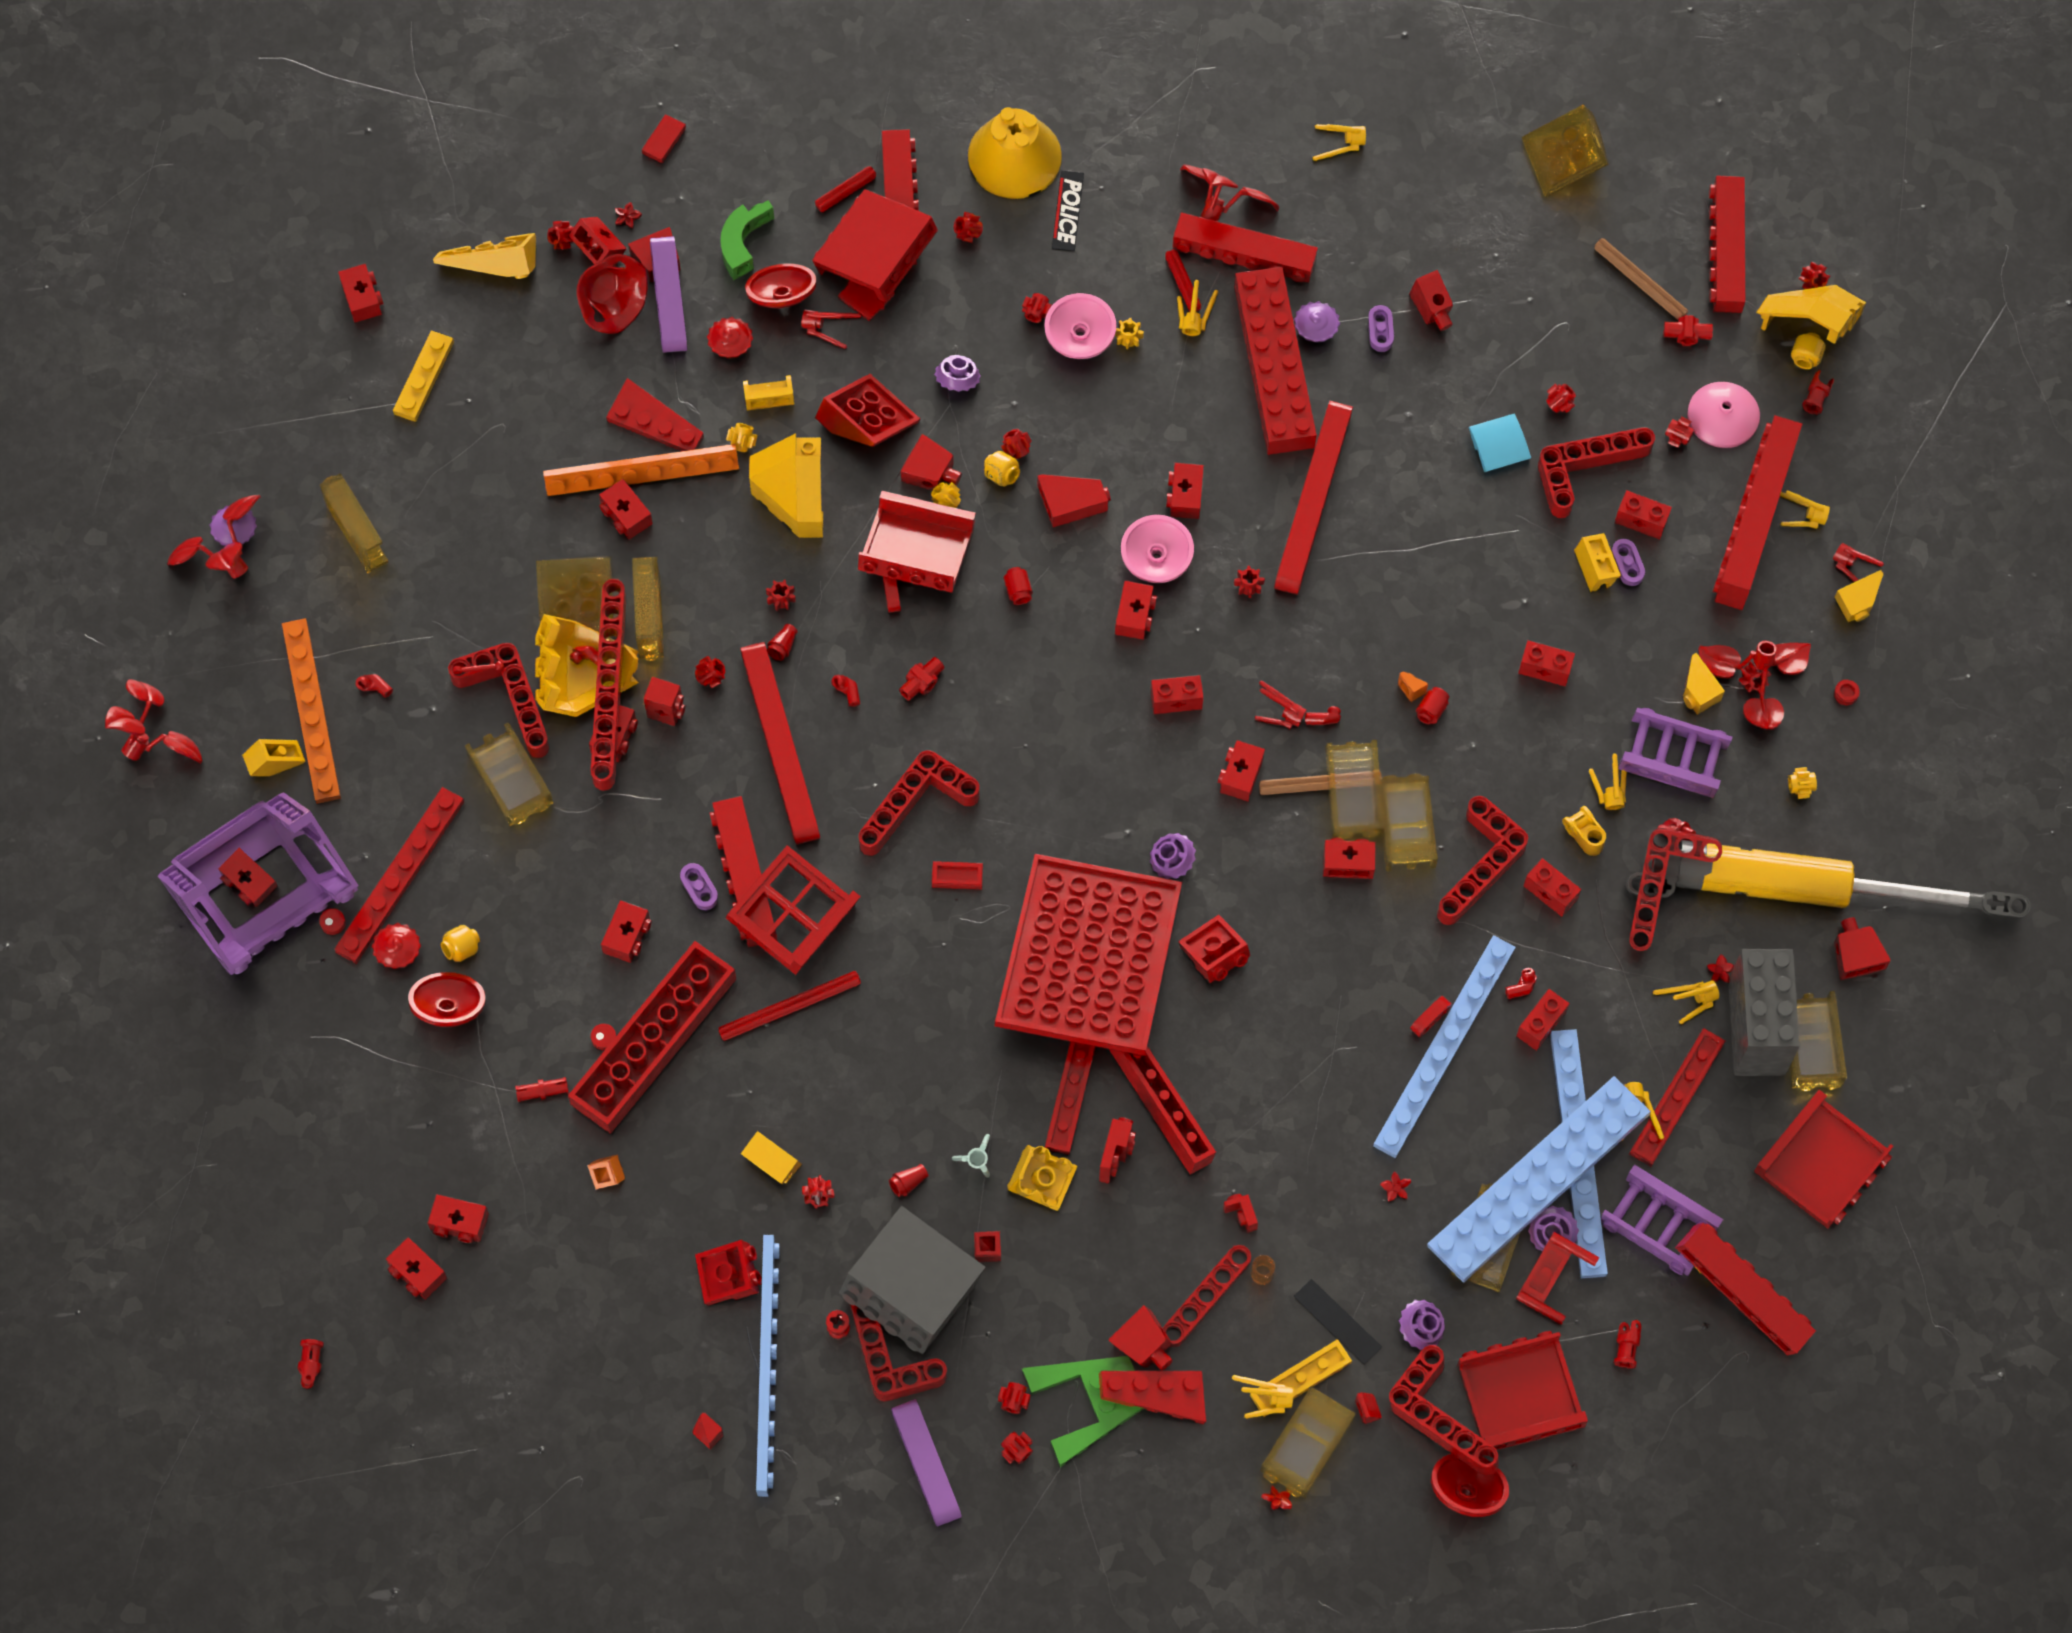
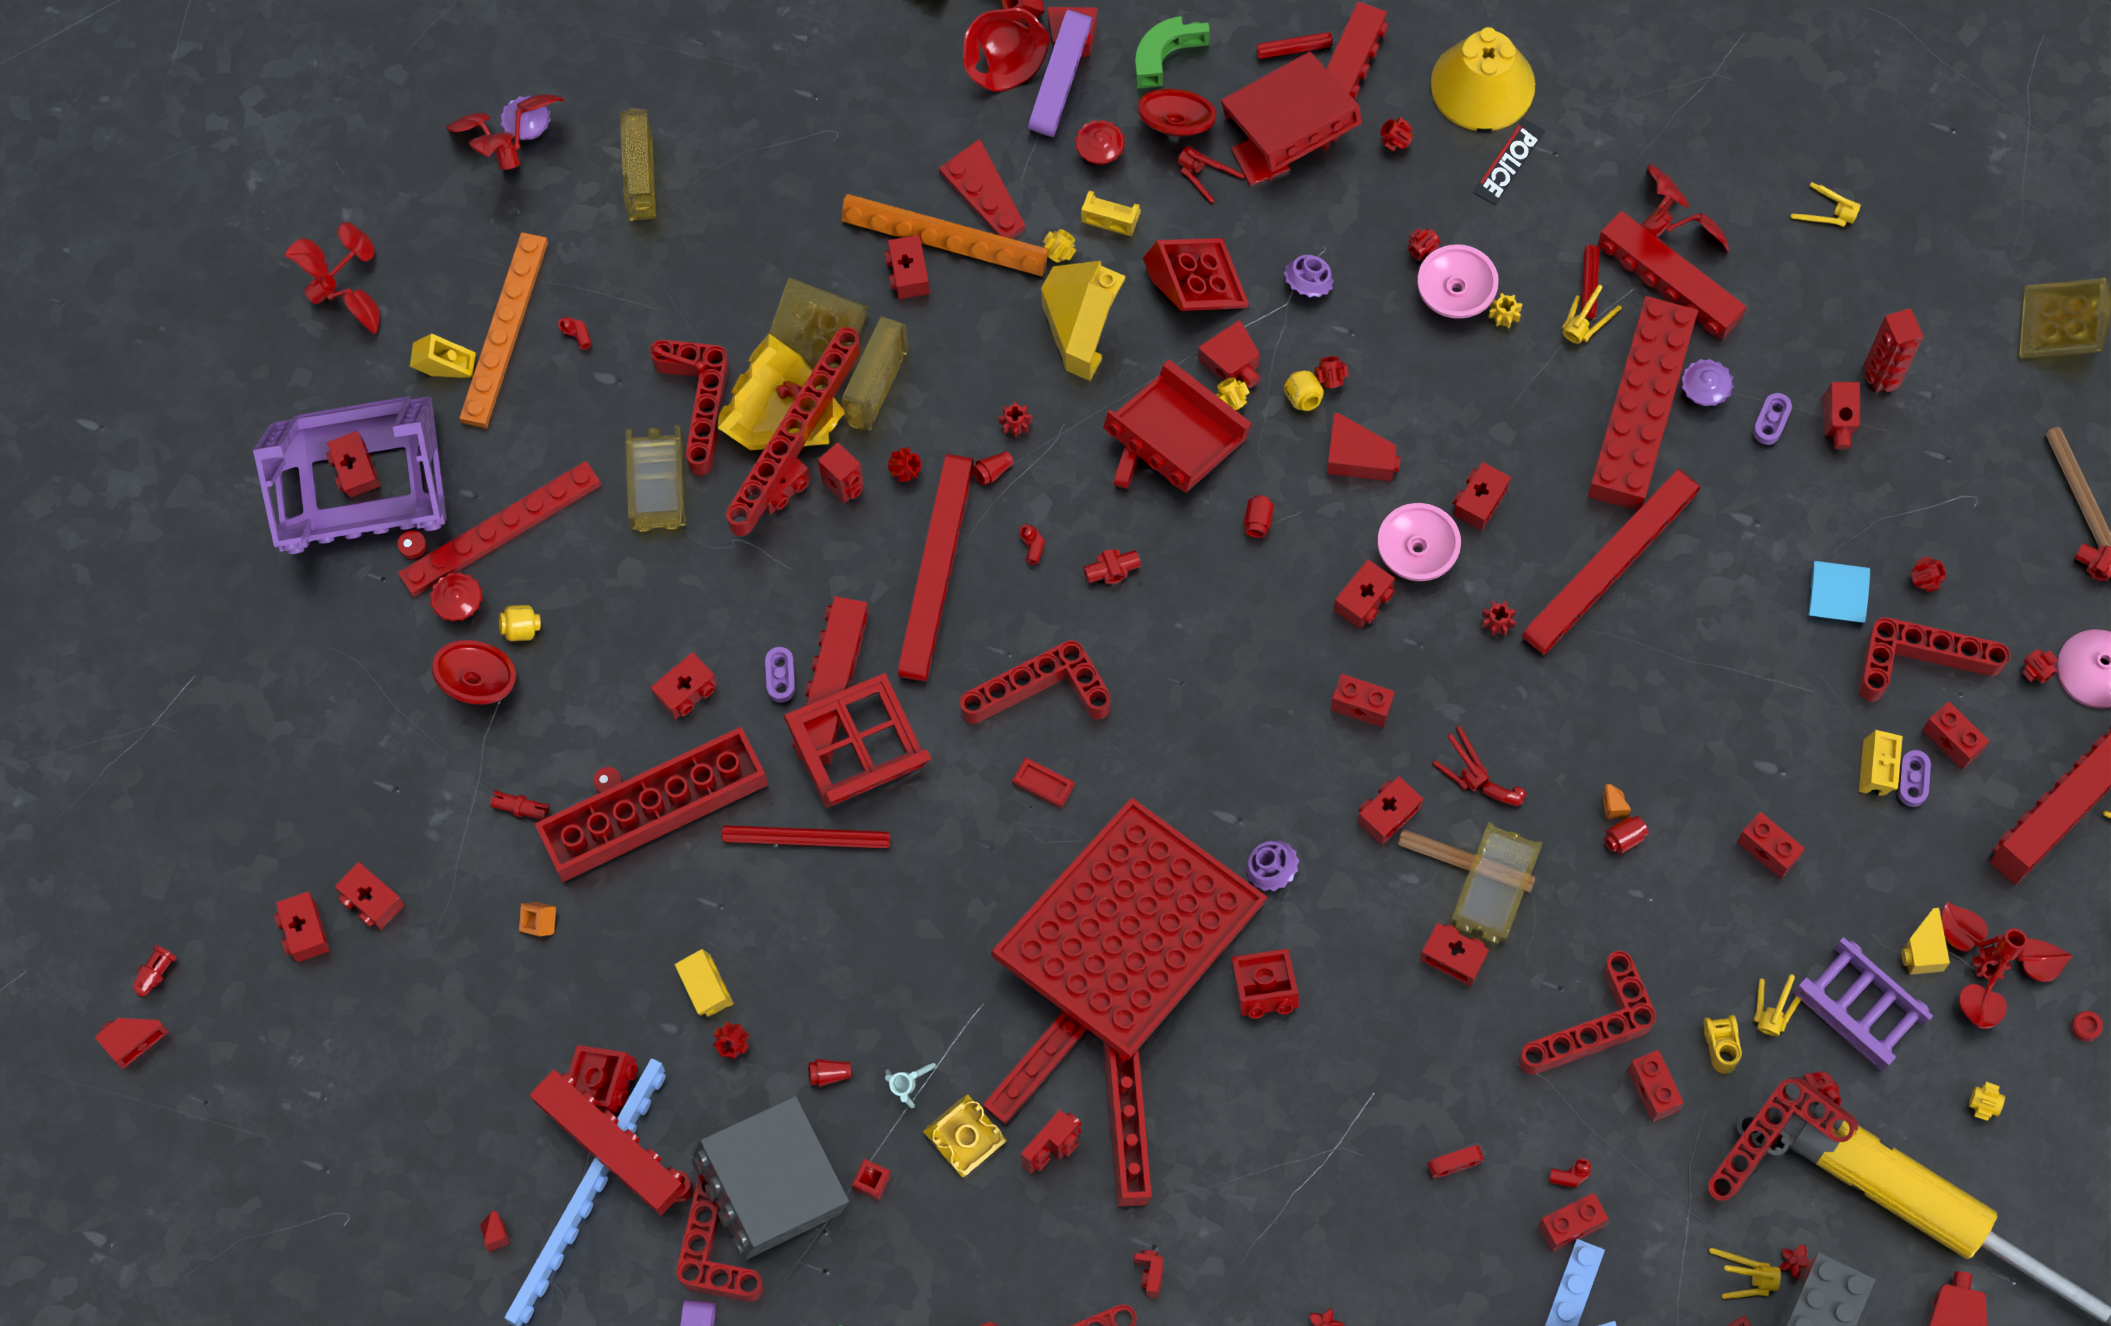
camera: 30 degrees right, 0 degrees up
(321, 1424) = (129, 1038): none -> red slope
(423, 376) = (785, 53): yellow plate -> none
(766, 1314) = (607, 1142): none -> red brick
(1407, 821) = (1536, 942): clear yellow door -> none
(1444, 1047) = (1454, 1200): light blue plate -> none
(1451, 233) = (1893, 351): none -> red brick

